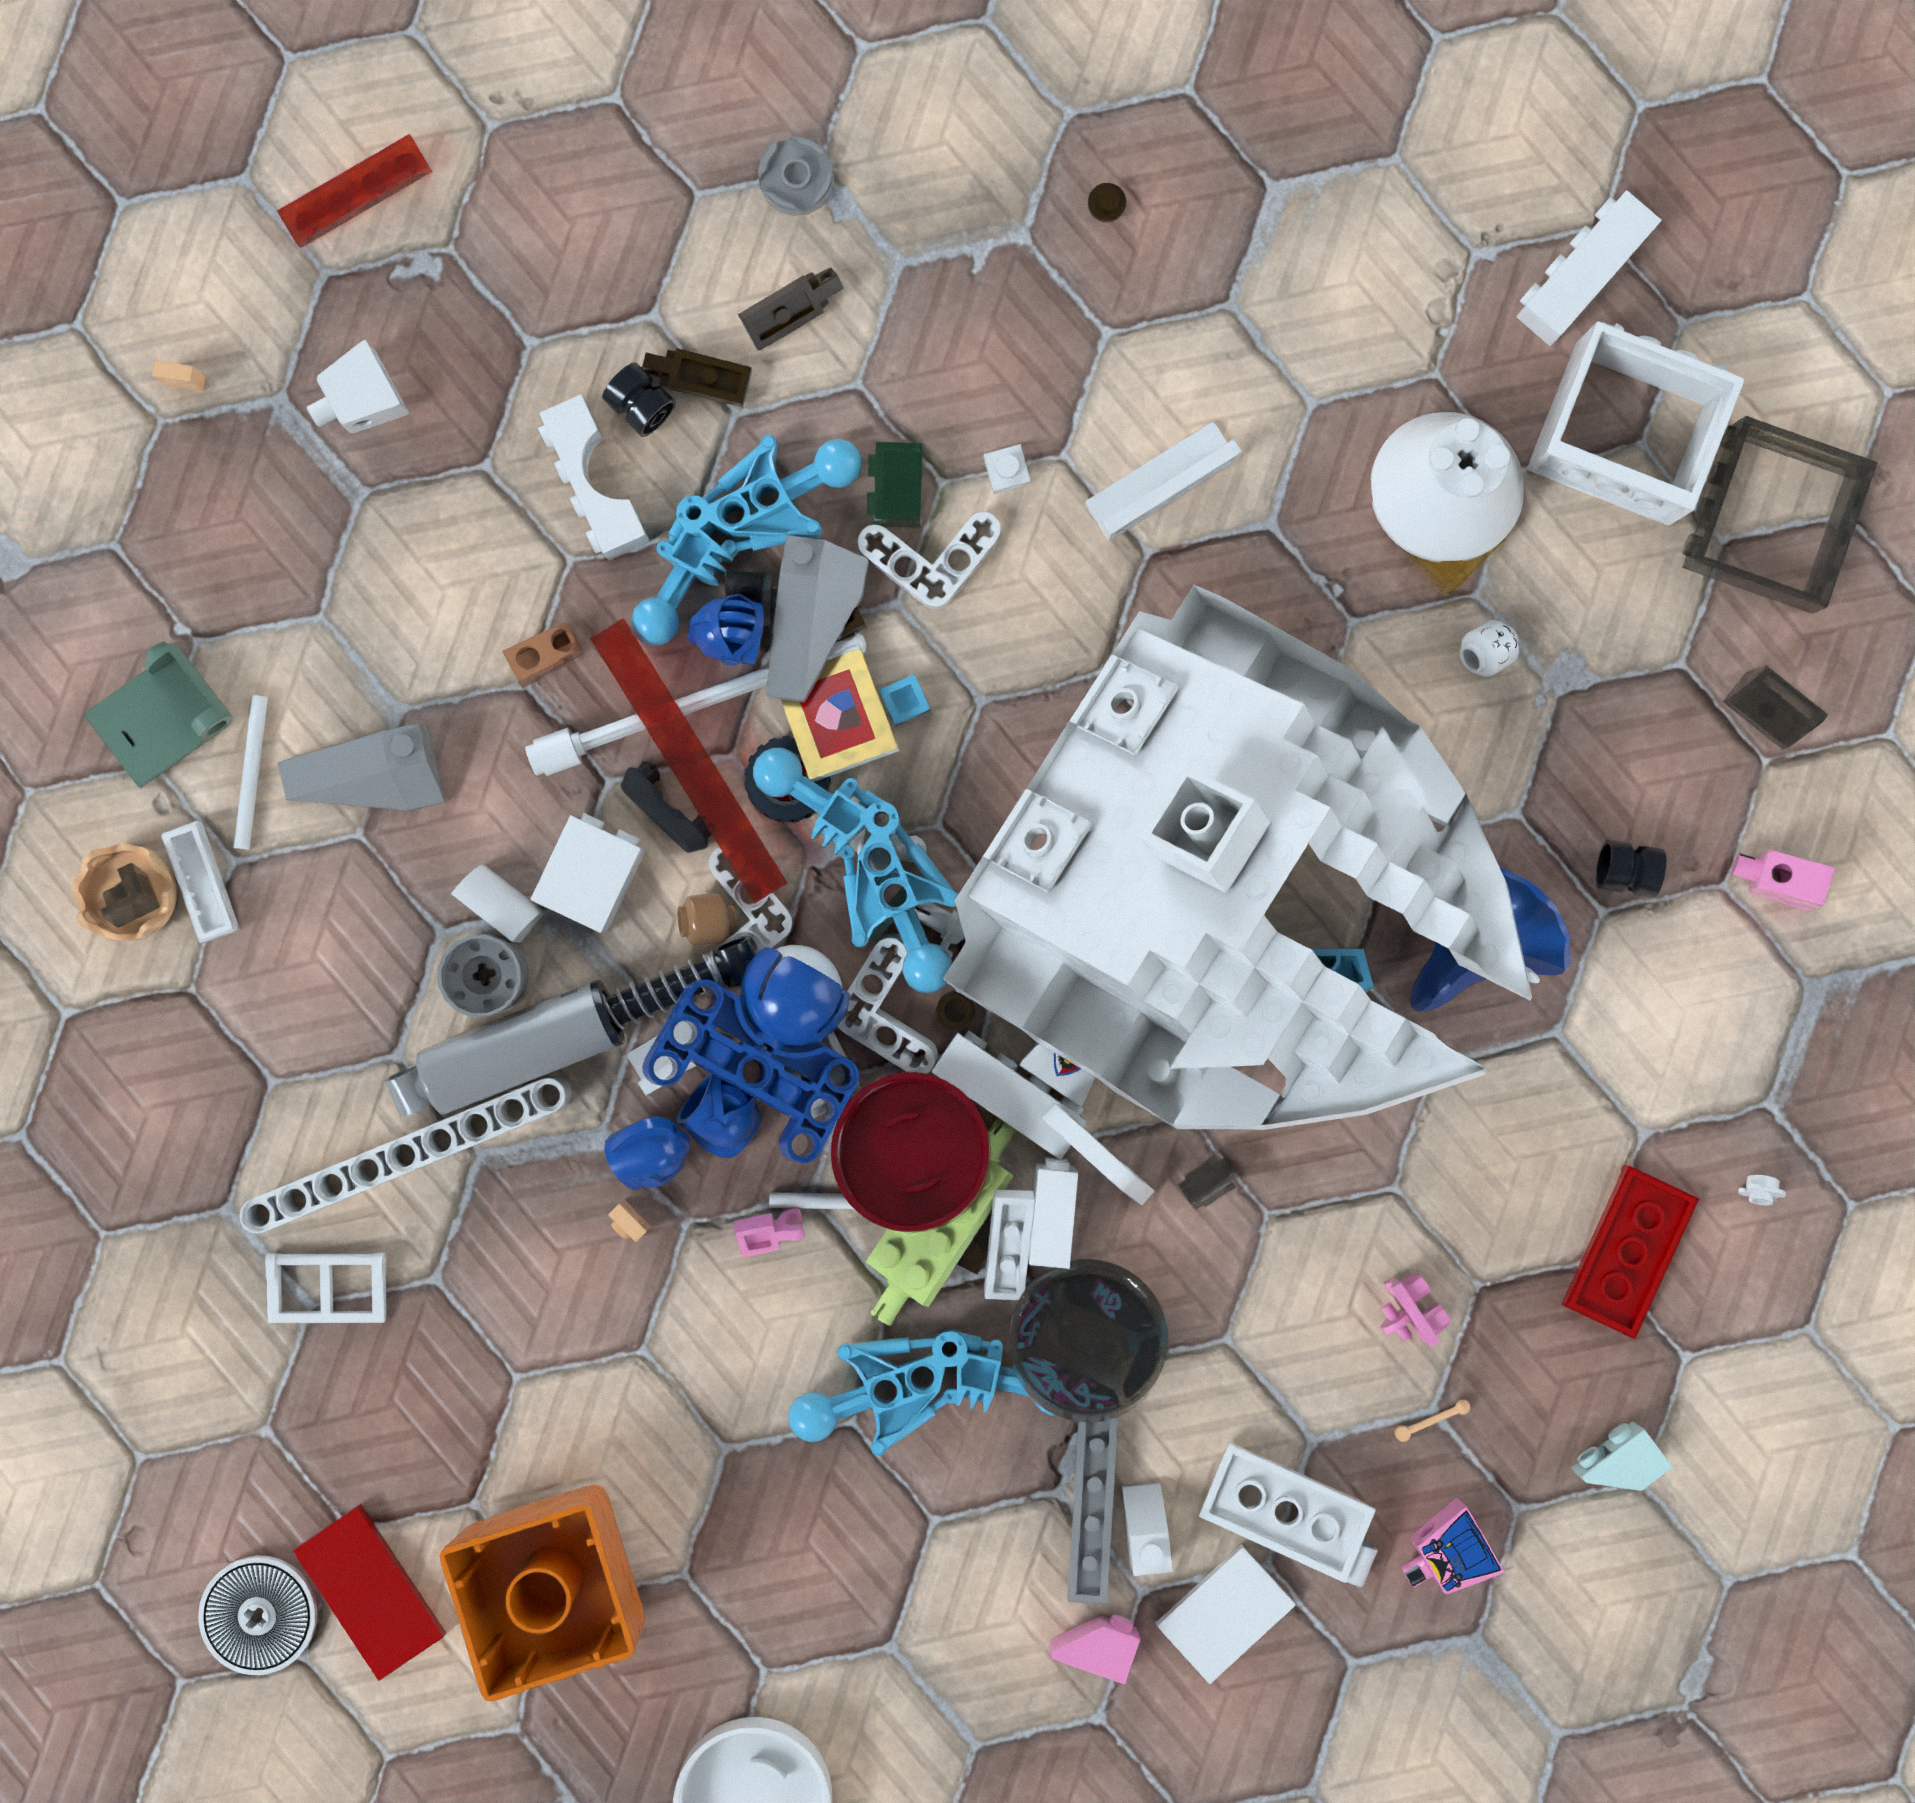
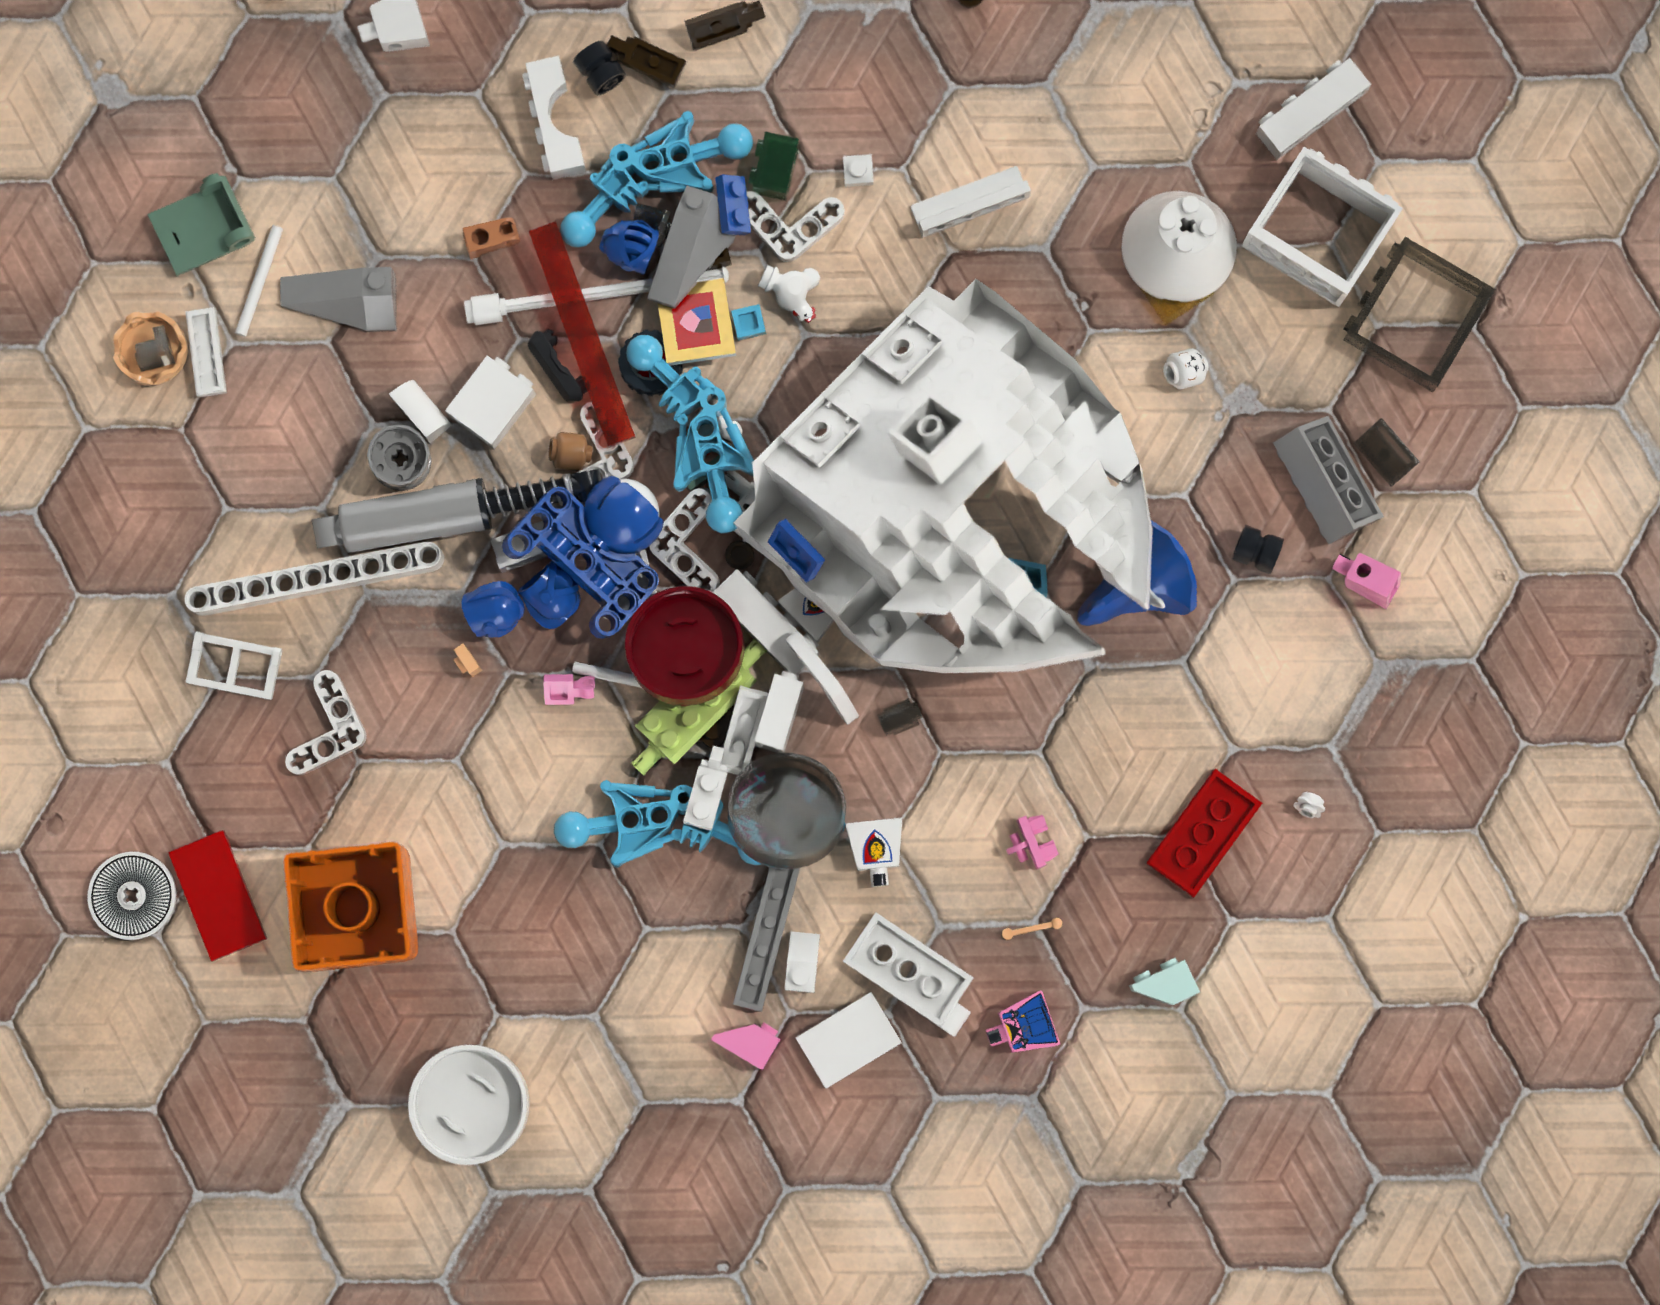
camera: 15 degrees right, 5 degrees down
(480, 1338) = (340, 727): none -> white beam
(853, 549) = (733, 205): none -> blue plate
(953, 646) = (792, 290): none -> white animal
(979, 1337) = (707, 791): none -> white hinge
(1036, 1006) = (796, 550): none -> blue plate
(1212, 1358) = (876, 847): none -> white torso
(1703, 759) = (1327, 479): none -> light grey slope

